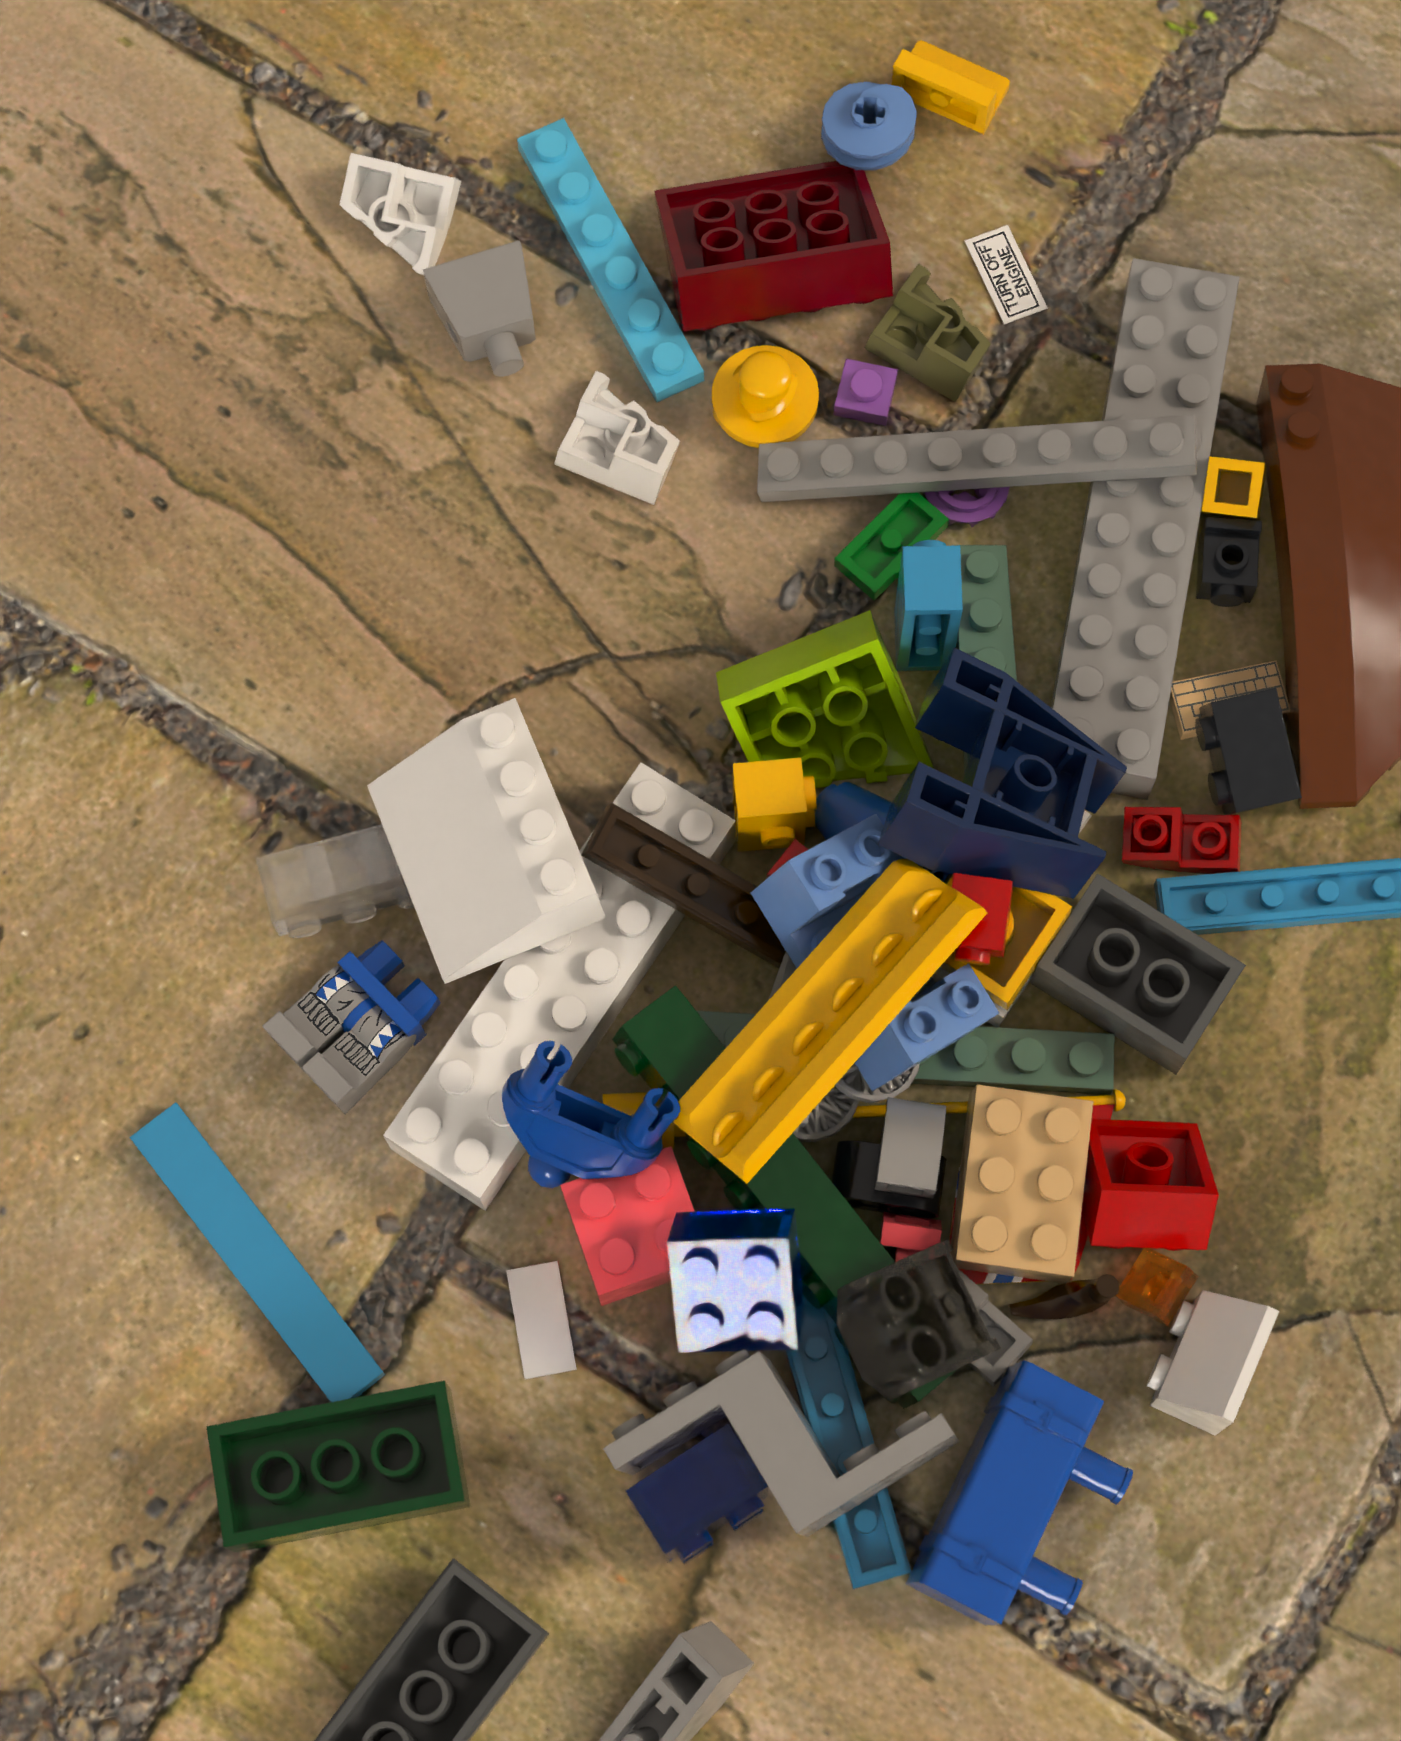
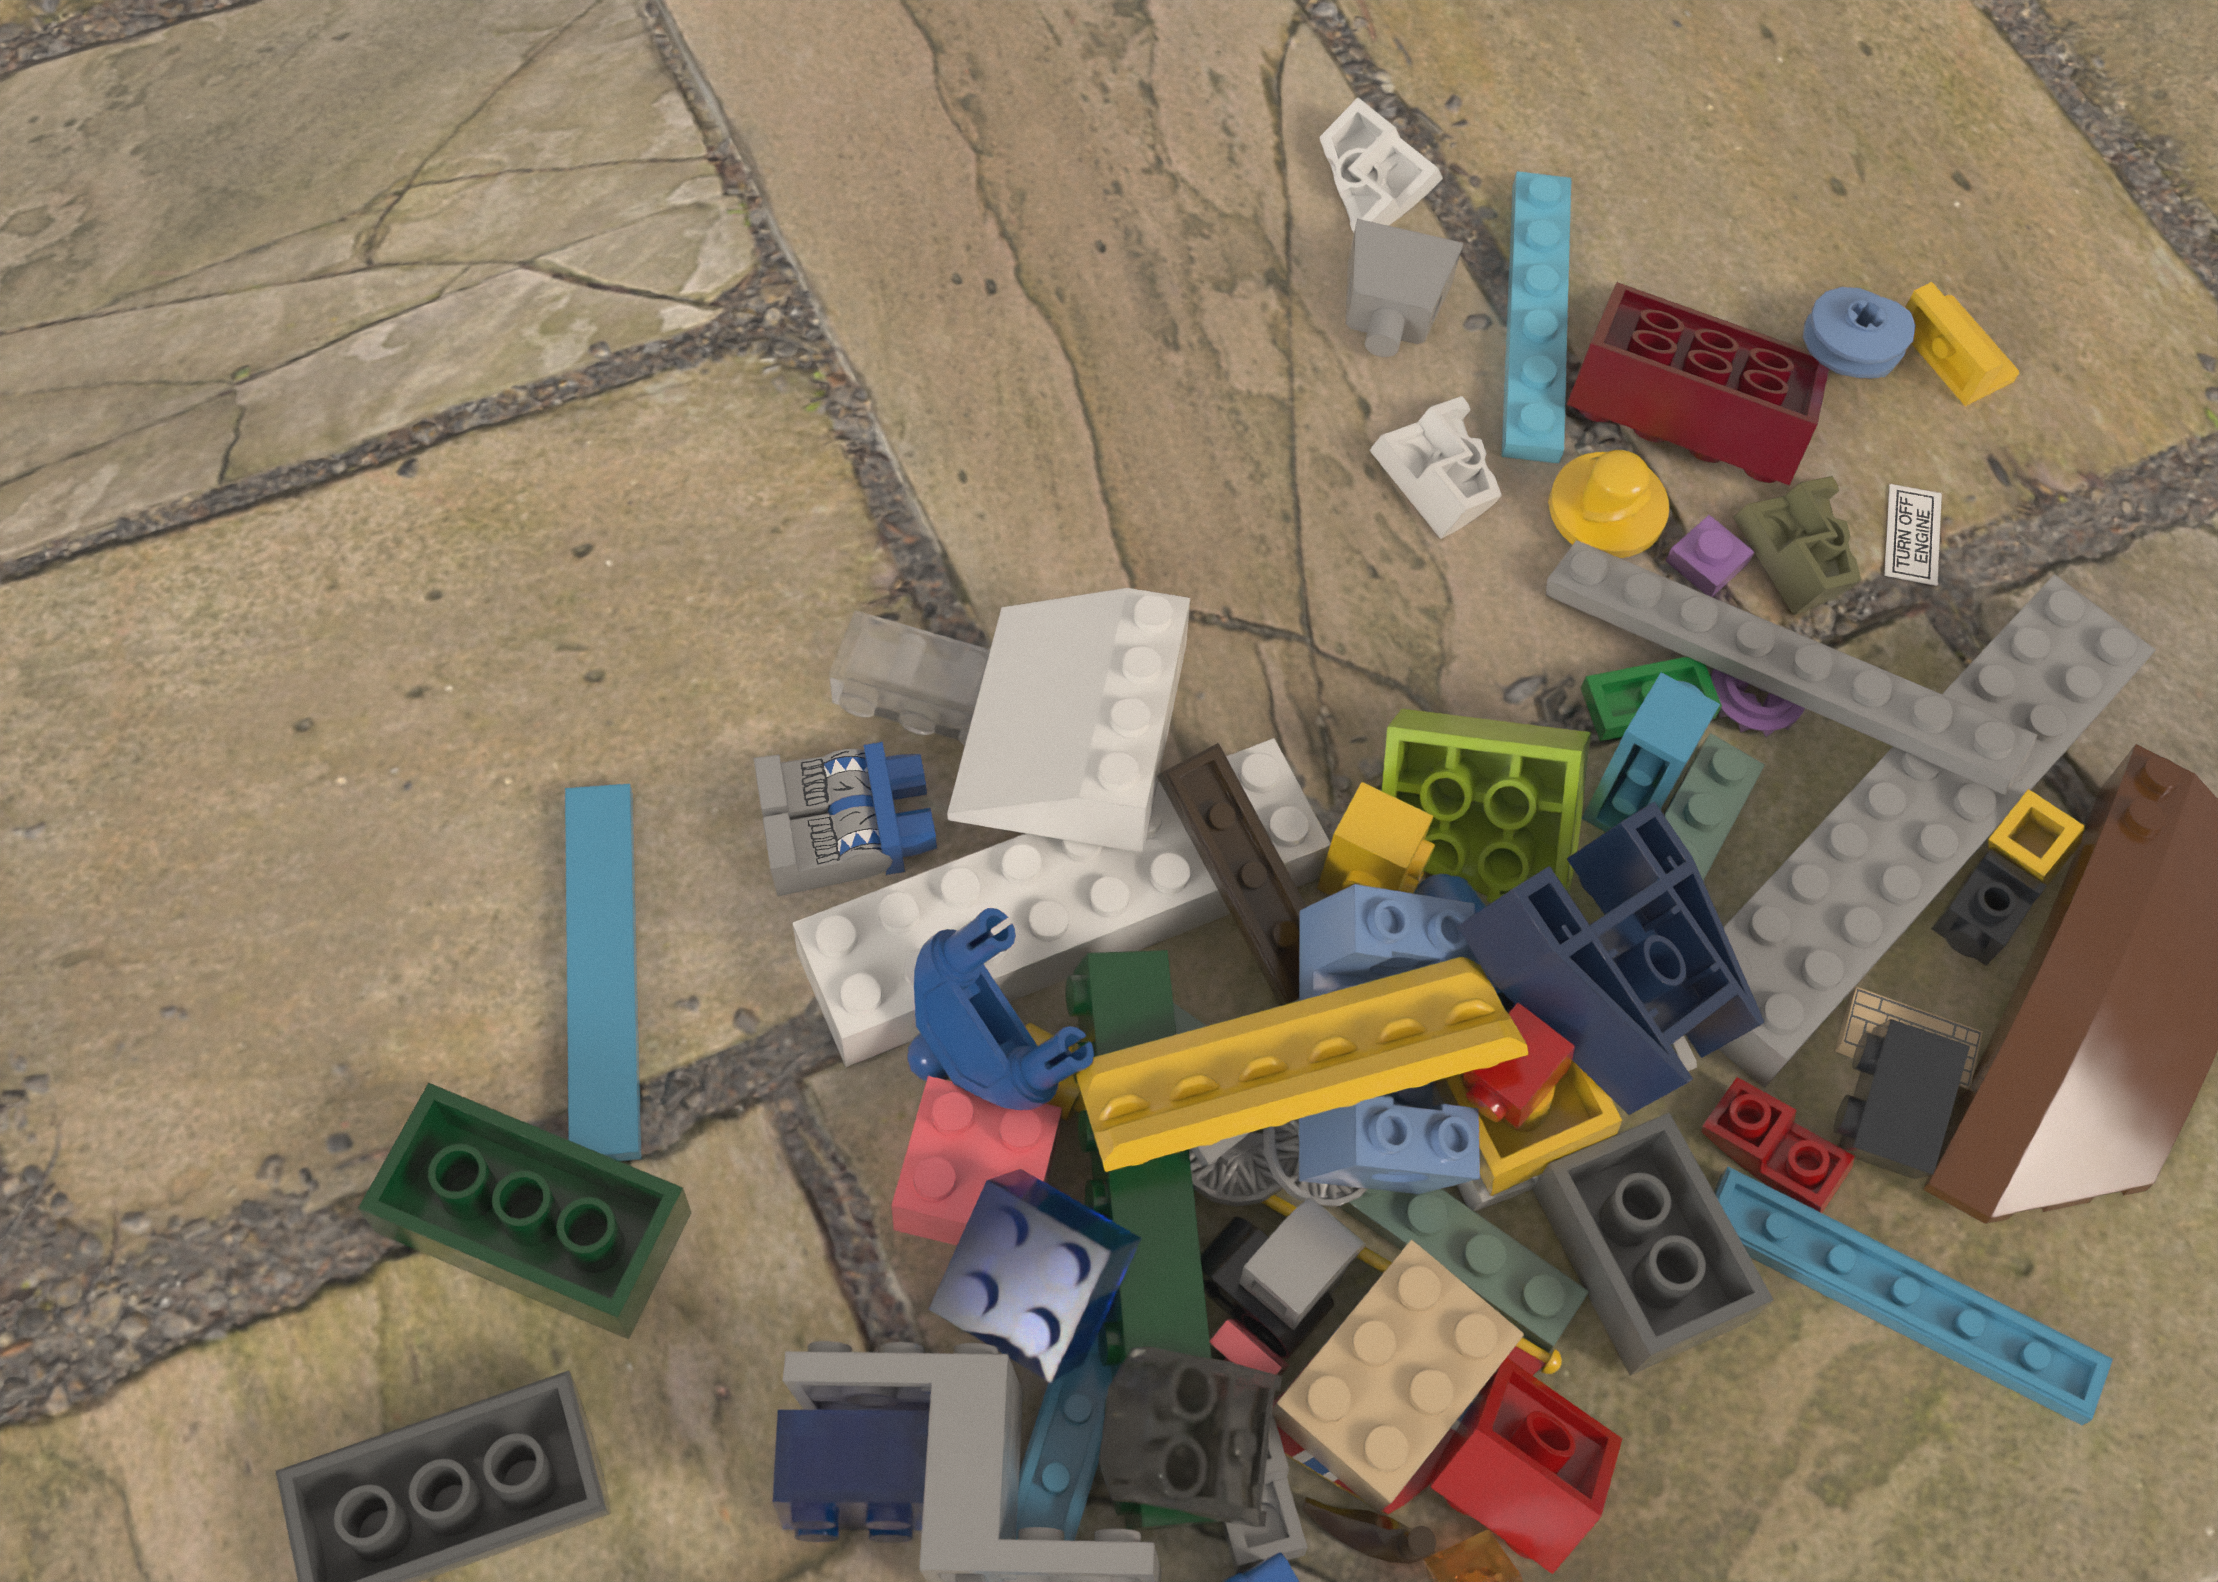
camera: 25 degrees right, 10 degrees down
(541, 1320) = (825, 1205): white sticker -> none

